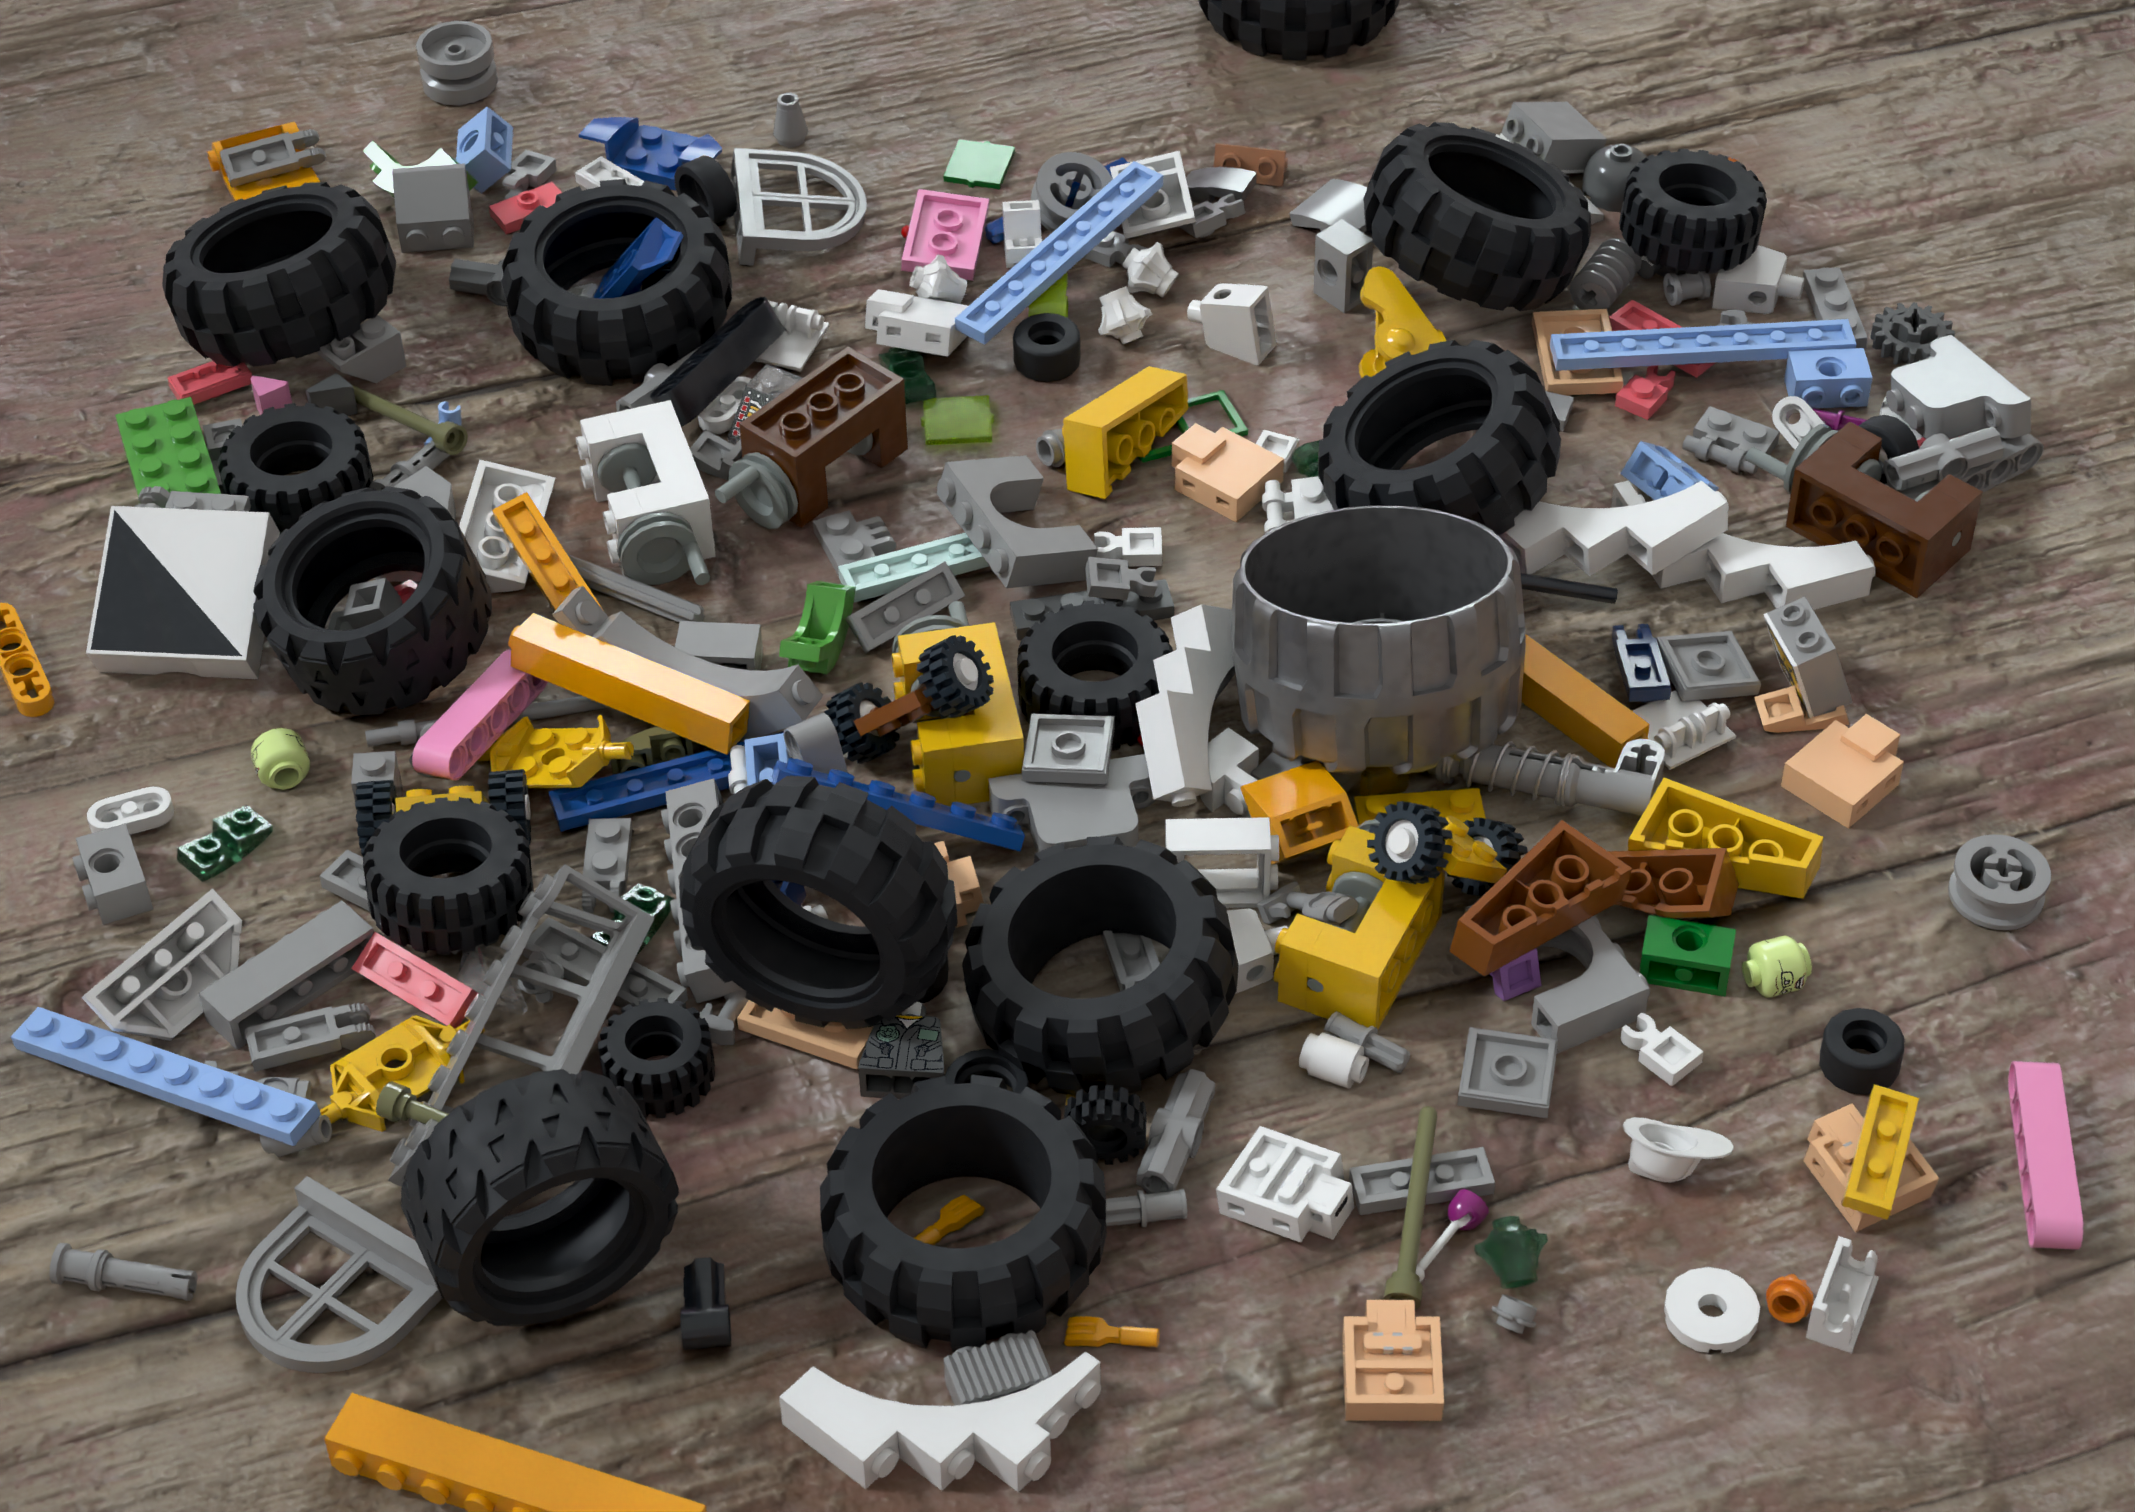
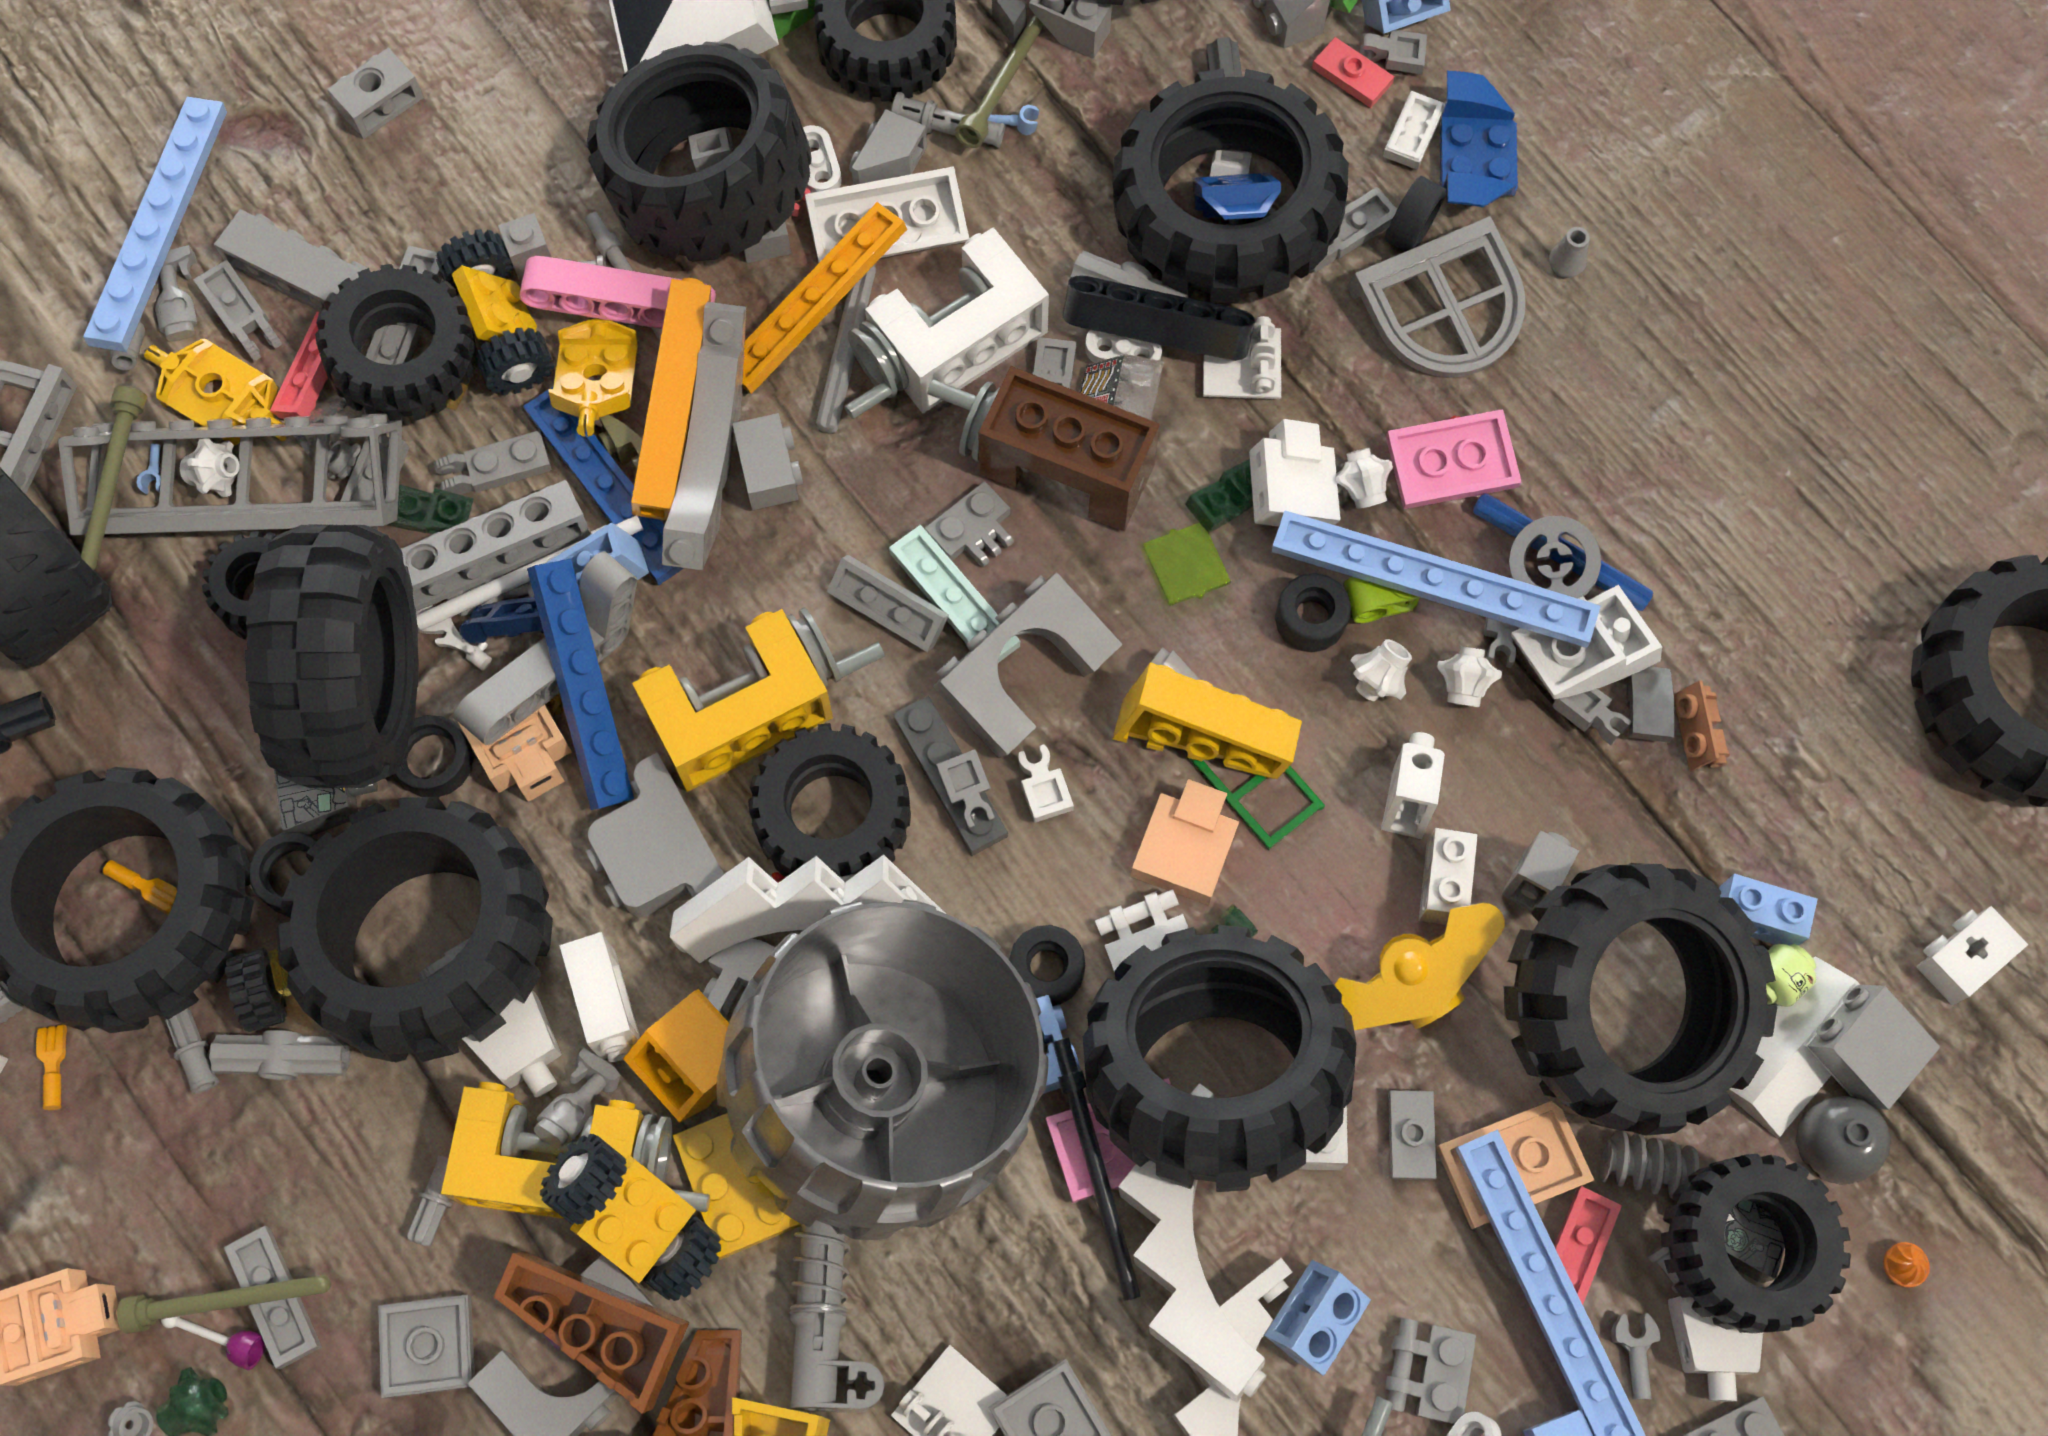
camera: 70 degrees right, 25 degrees up
(139, 809) = (453, 78): white plate -> none
(161, 982) = (259, 178): white wedge -> none
(231, 840) = (440, 161): clear green slope -> none
(280, 758) = (543, 160): yellowish green head -> none
(492, 1069) = (210, 467): none -> white rock
(821, 627) = (821, 540): bright green arch -> none
(952, 680) = (699, 649): black plate -> none
(979, 164) = (1596, 455): piece -> none
(1021, 229) = (1473, 534): white brick -> none
(1068, 749) = (705, 813): light grey plate -> none
(1280, 445) = (1245, 884): white tile -> none
(1287, 1187) = (233, 1173): white piece -> none
(1322, 325) = (1447, 874): none -> white brick
(1331, 204) = (1660, 835): light grey slope -> none
(1334, 1059) = (399, 1175): white brick -> none
(1497, 77) = (1992, 947): none -> white brick
(1578, 705) = (965, 1259): light orange brick -> none
(1641, 665) = (1023, 1350): dark blue hinge -> none
(1645, 395) = (1477, 1255): coral plate -> none

